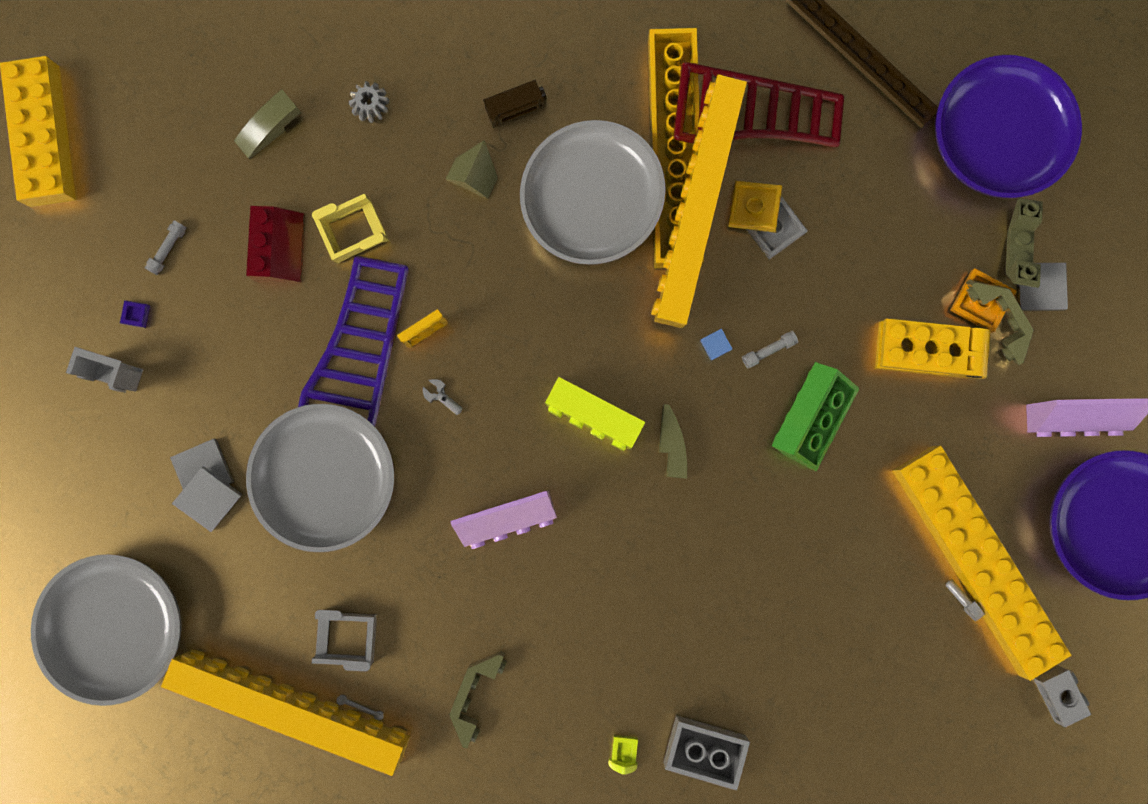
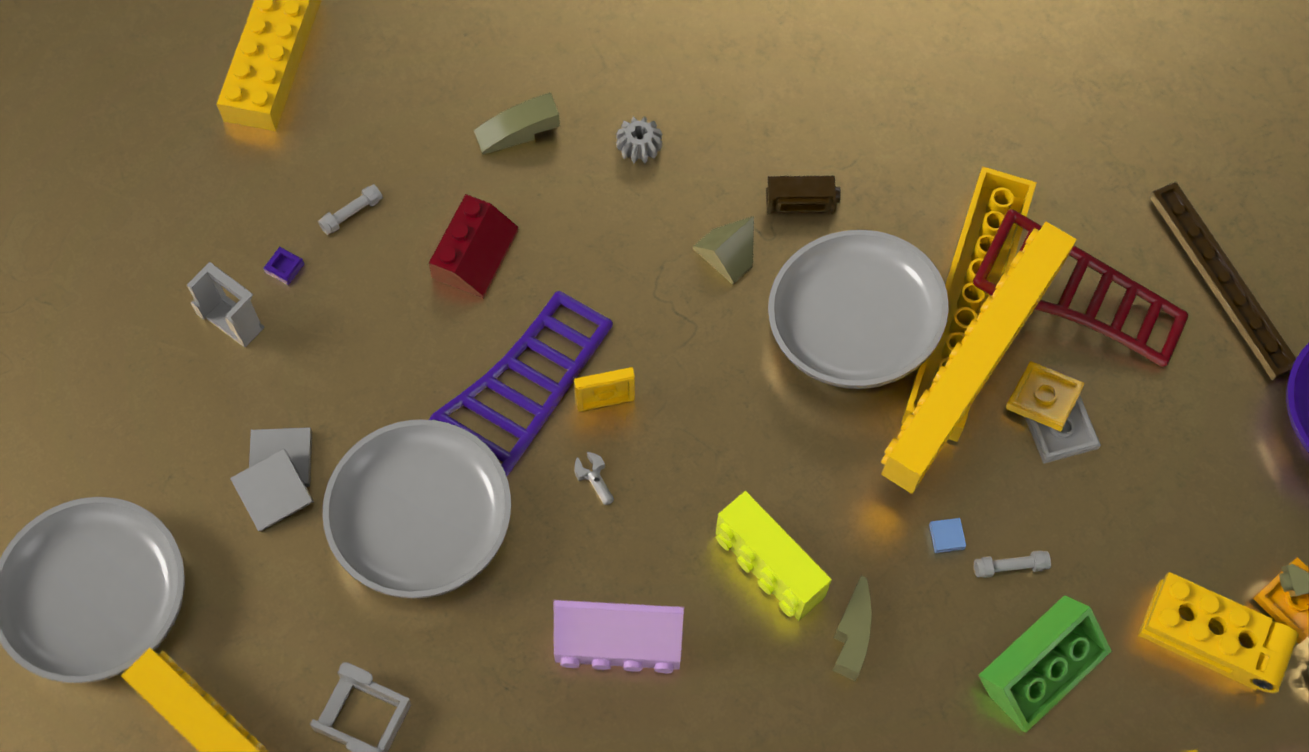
camera: 15 degrees right, 20 degrees down
(331, 213) = (552, 236): light yellow piece -> none

